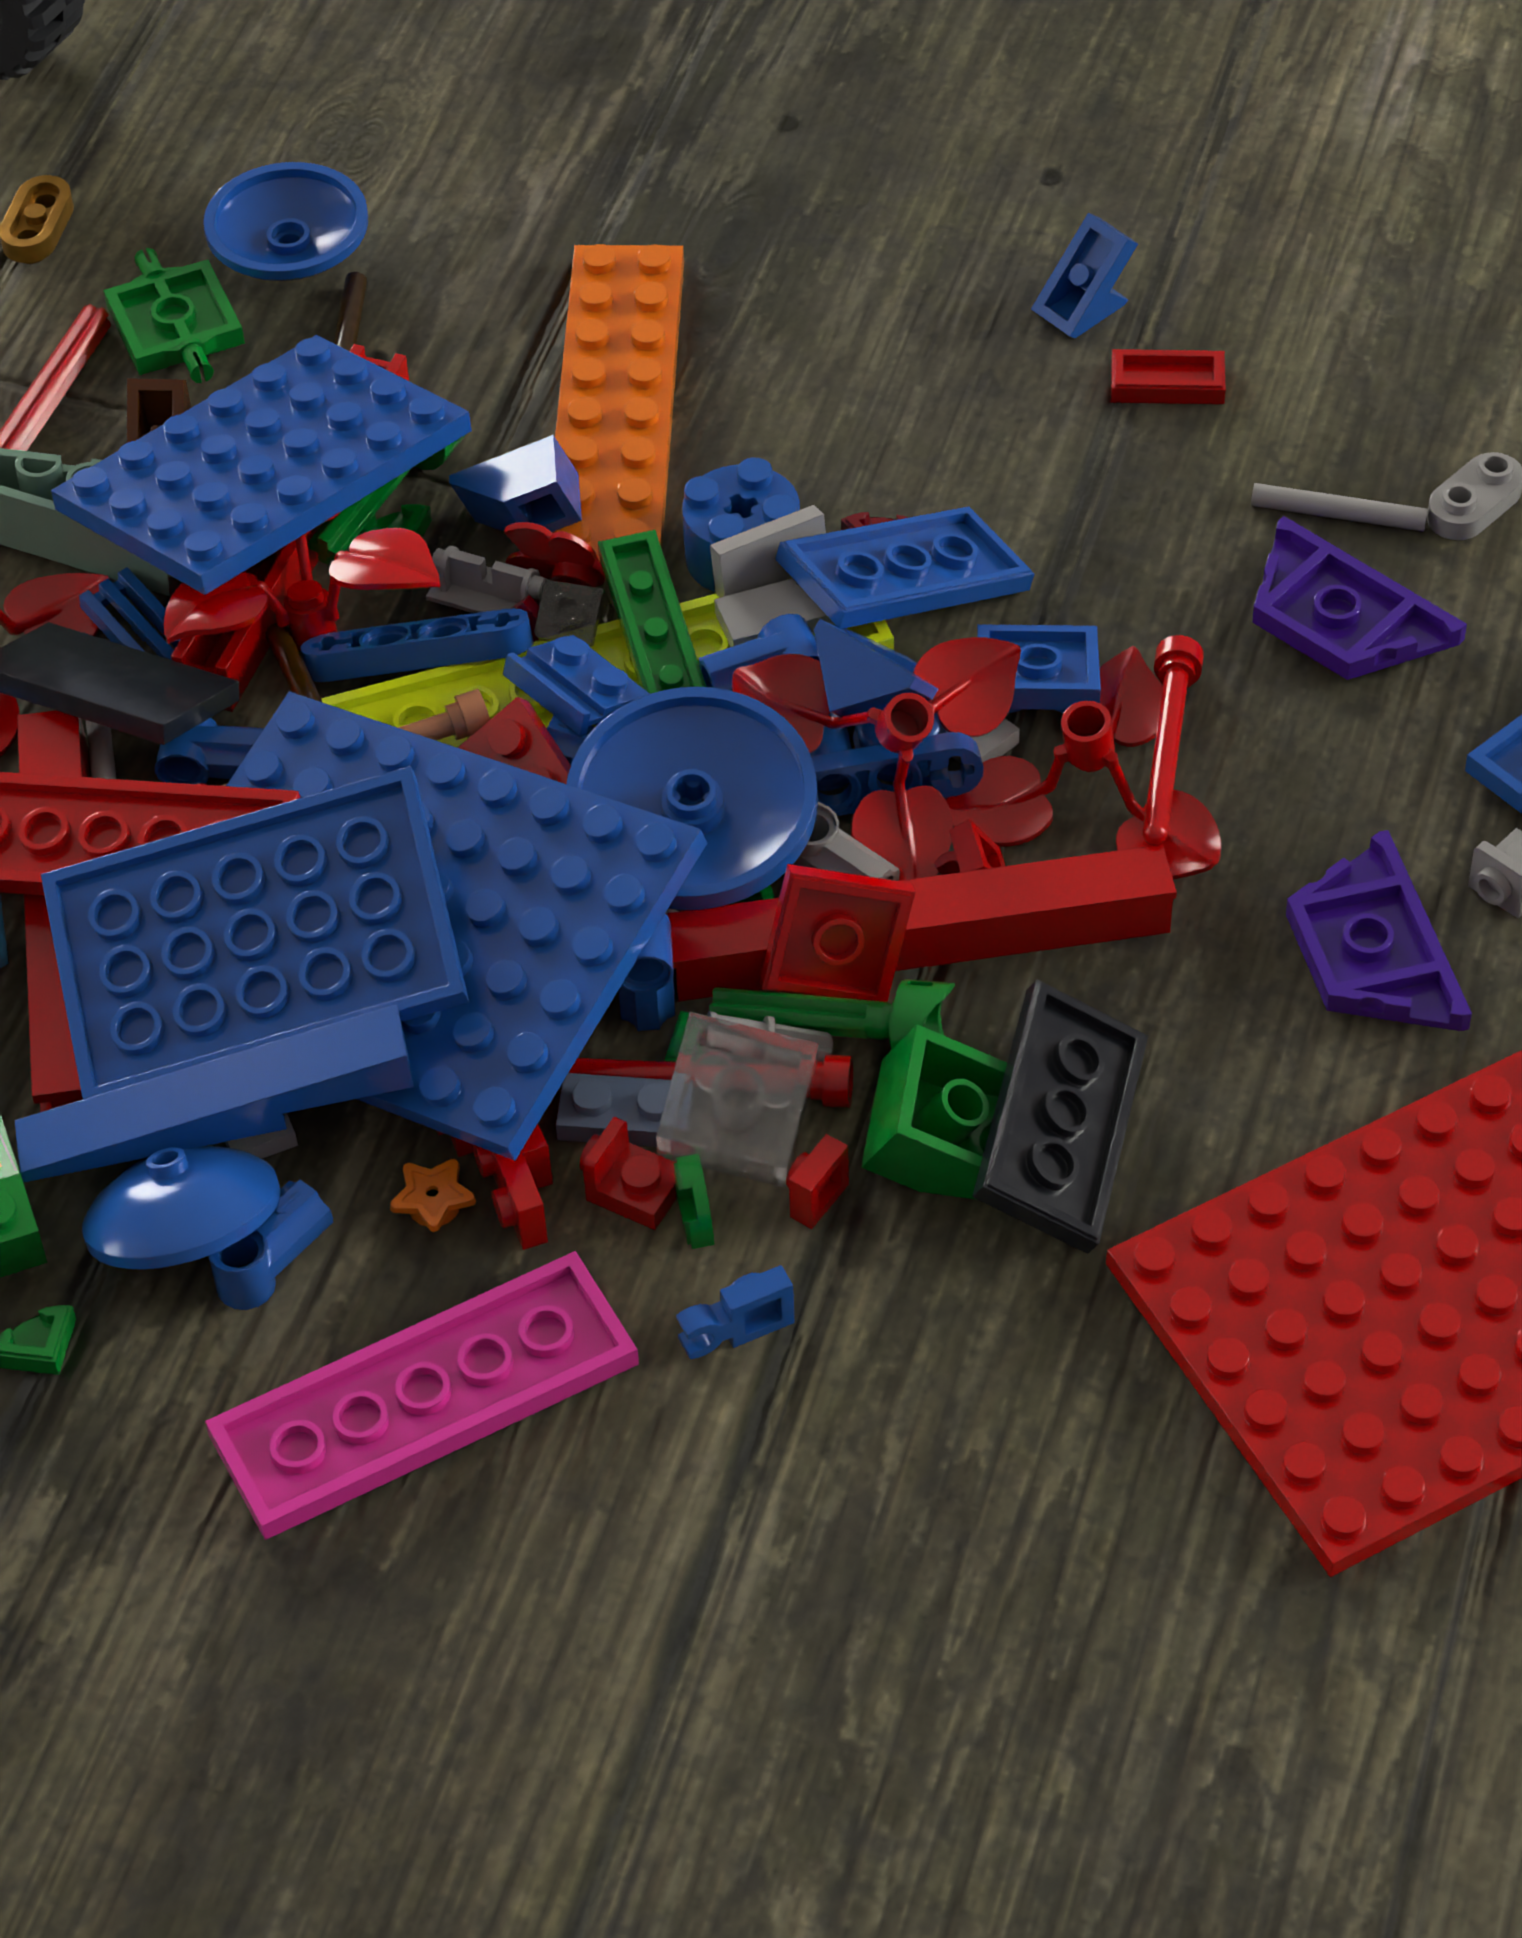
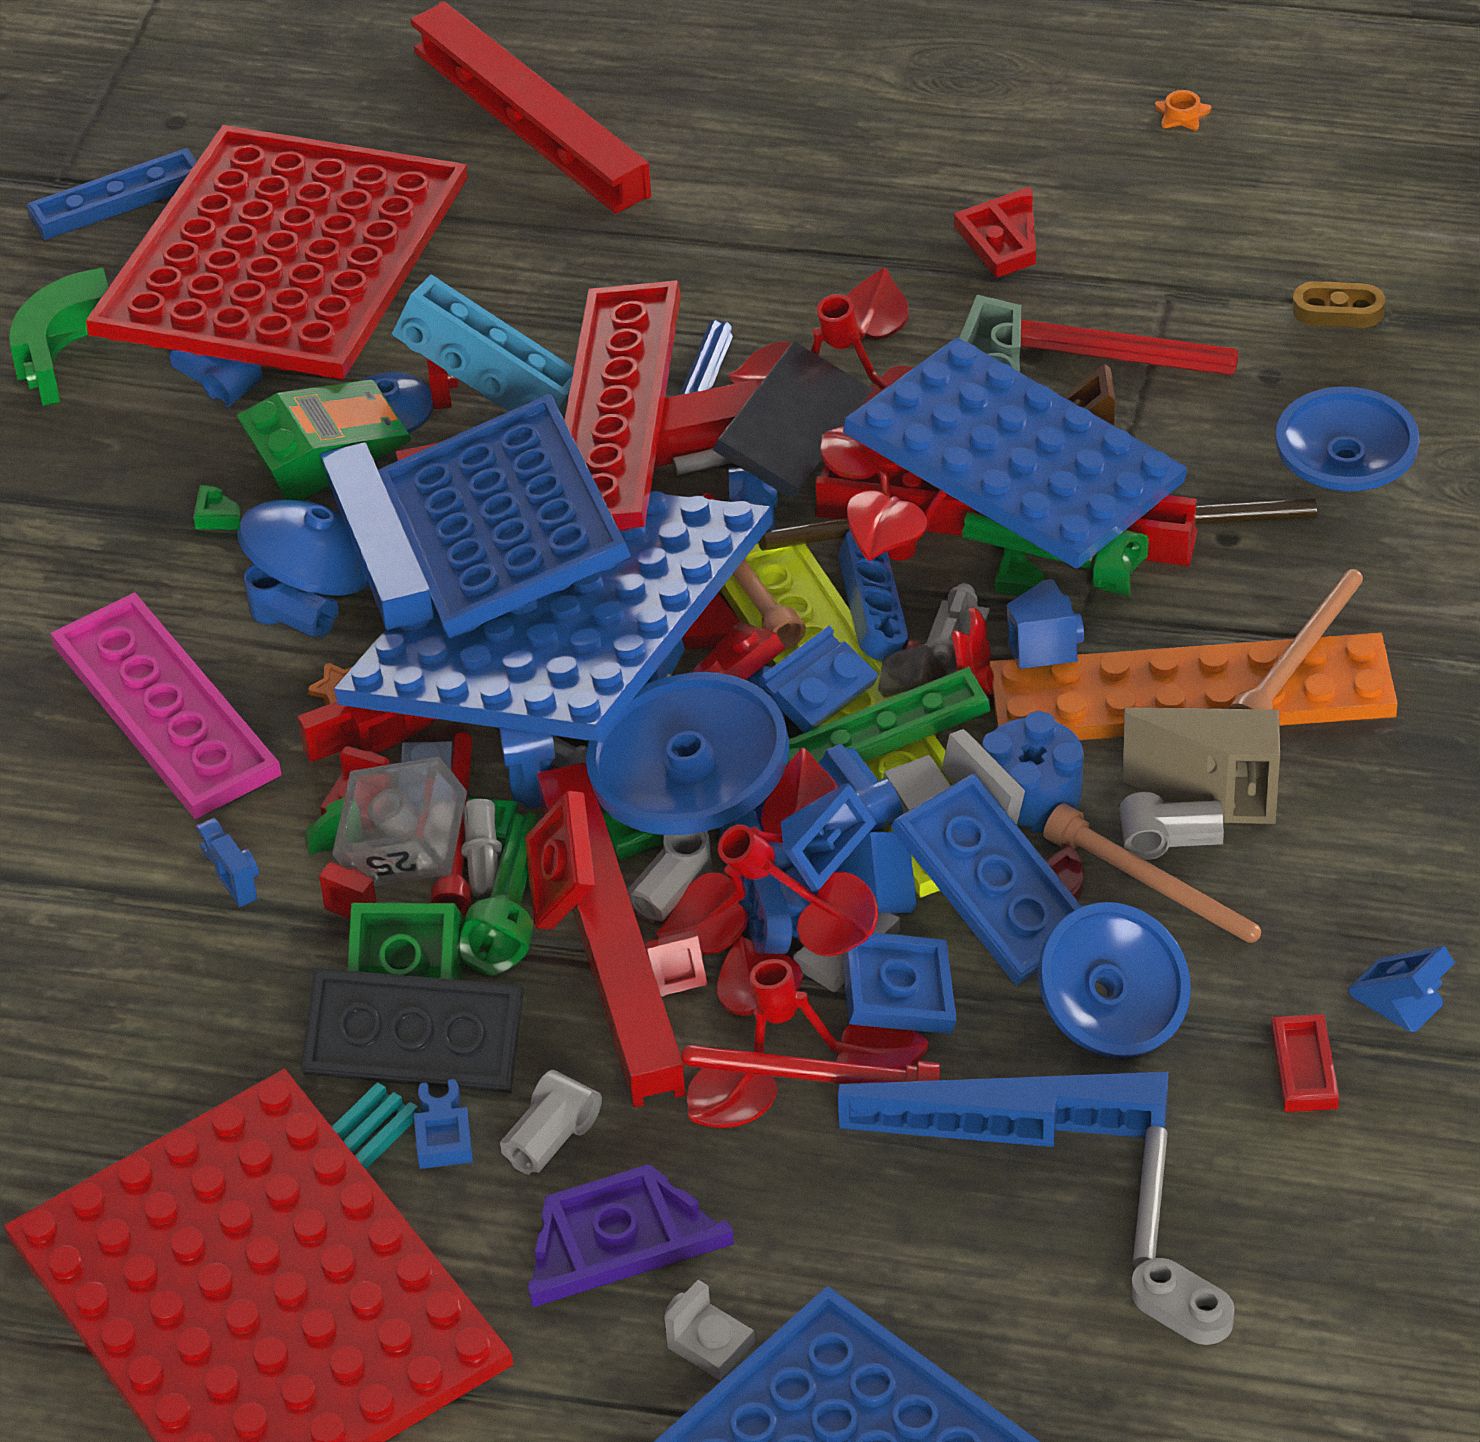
camera: 85 degrees right, 5 degrees down
(173, 316) = (1234, 401): green plate -> none
(687, 339) = (1301, 645): none -> nougat piece
(770, 367) = (1206, 758): none -> dark tan slope
(830, 437) = (1154, 826): none -> light grey piece
(899, 457) = (1068, 827): none -> nougat piece
(1071, 484) = (1135, 964): none -> blue dish
(1174, 1200) = (352, 1118): none -> teal tile
(1193, 982) = (555, 1112): none -> light grey piece
(1212, 1096) = (442, 1129): none -> blue plate
(1228, 583) = (1009, 1108): none -> blue slope
(1345, 609) = (1009, 1196): dark purple wing -> none

